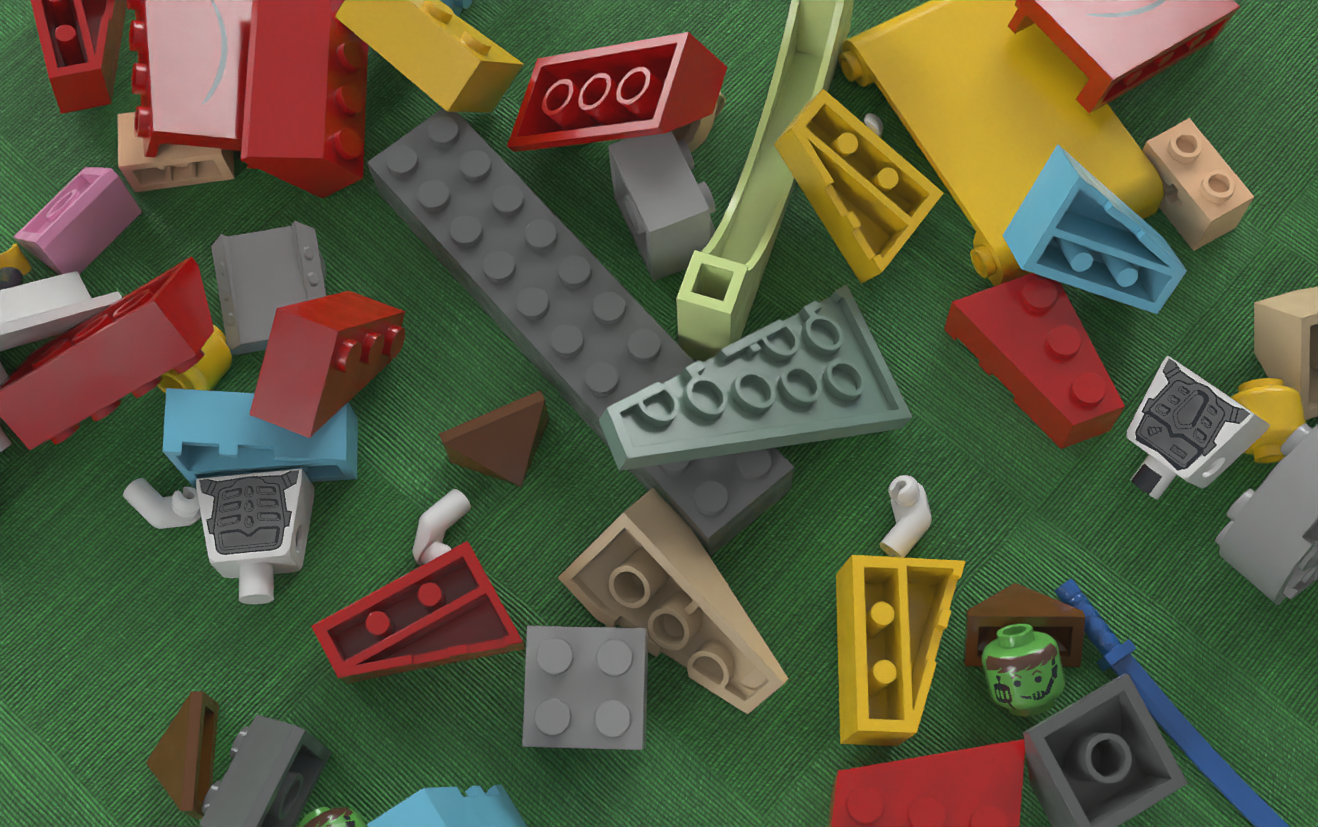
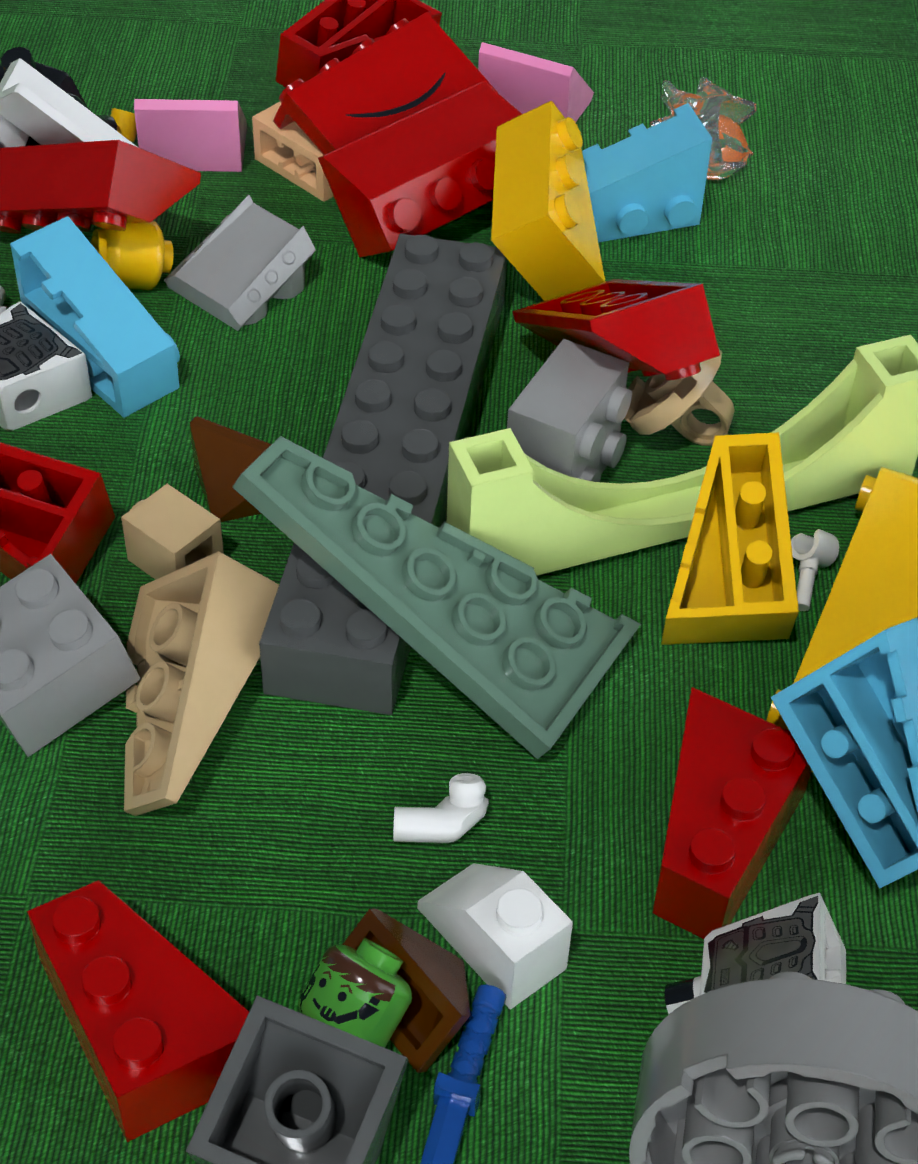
camera: 45 degrees right, 20 degrees down
(323, 357) = (194, 296): red wedge -> none
(434, 524) = (129, 477): white arm -> none
(531, 527) = (169, 532): none -> tan brick
(888, 642) = (283, 861): yellow wedge -> none
(1021, 546) = (501, 928): none -> white slope

